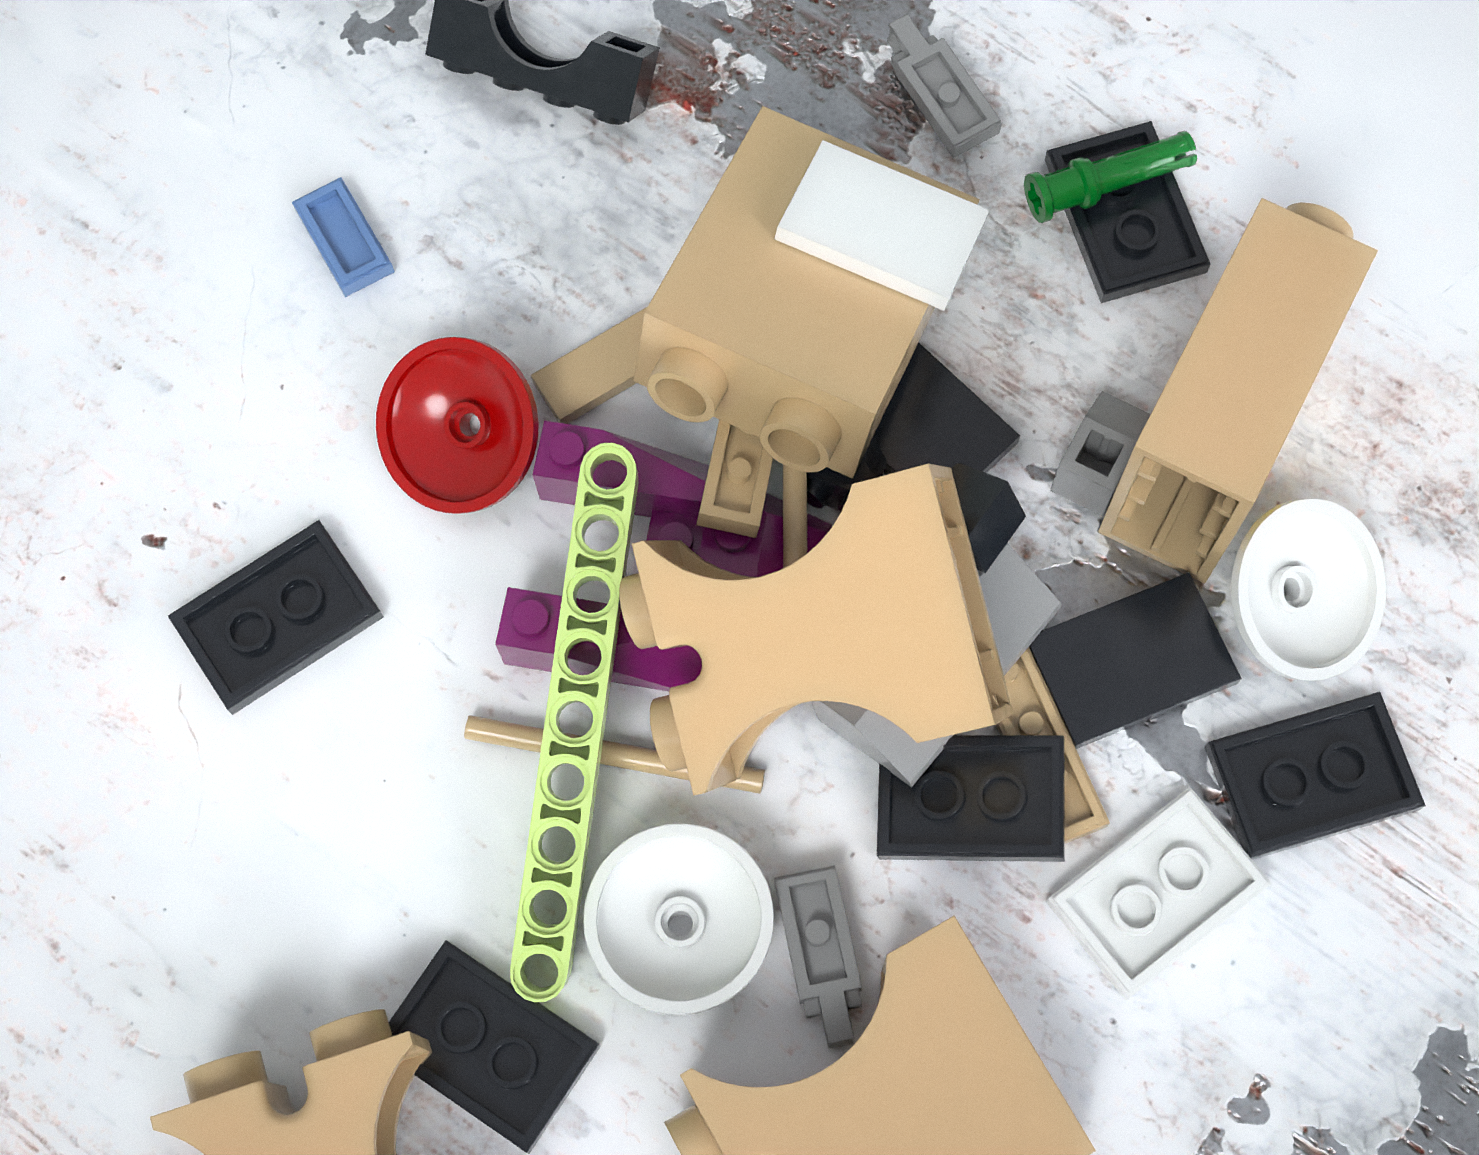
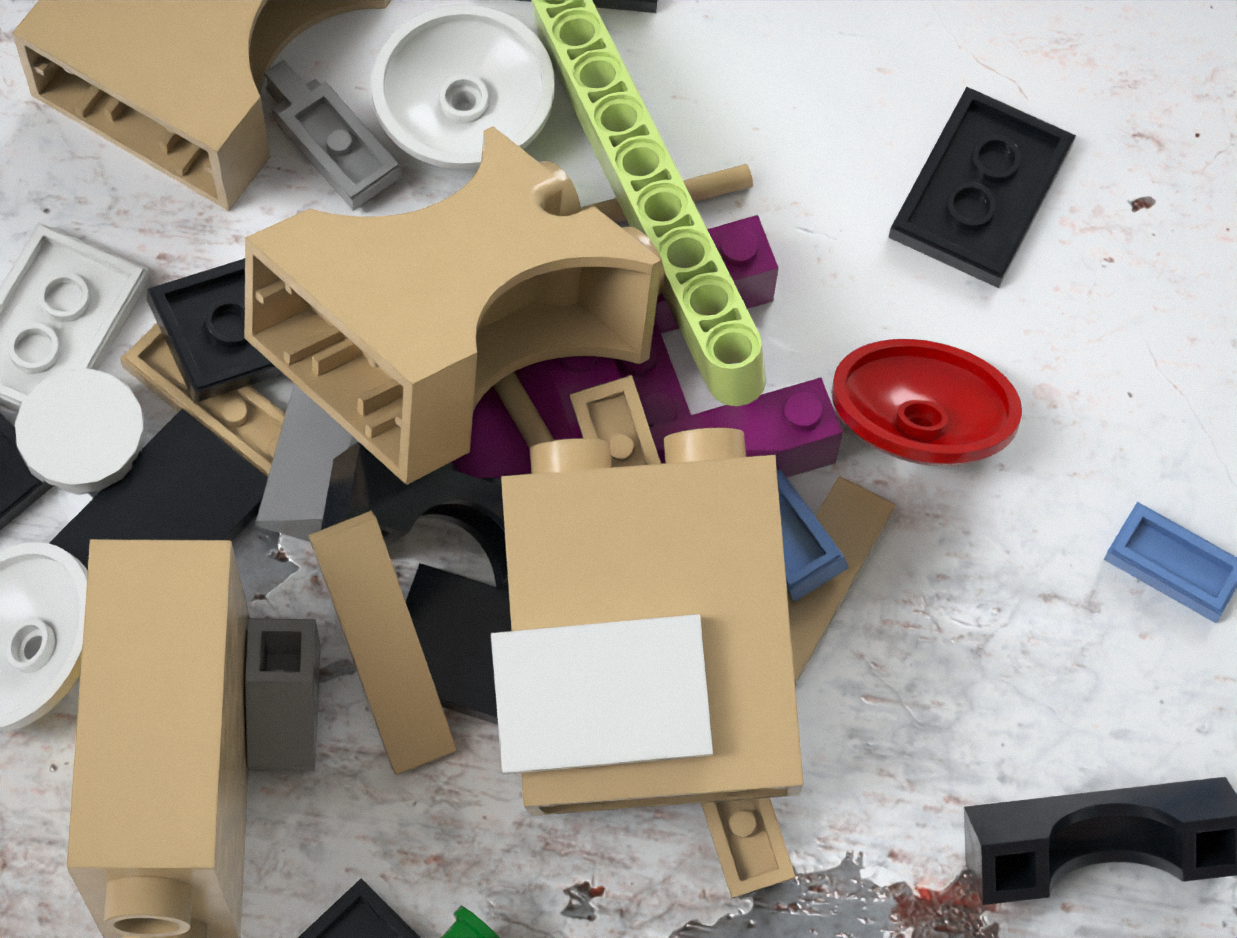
camera: 145 degrees right, 5 degrees down
(626, 404) = (808, 550): none -> medium blue tile
(1015, 419) = (382, 642): none -> tan tile
(1177, 758) = (80, 430): none -> white tile

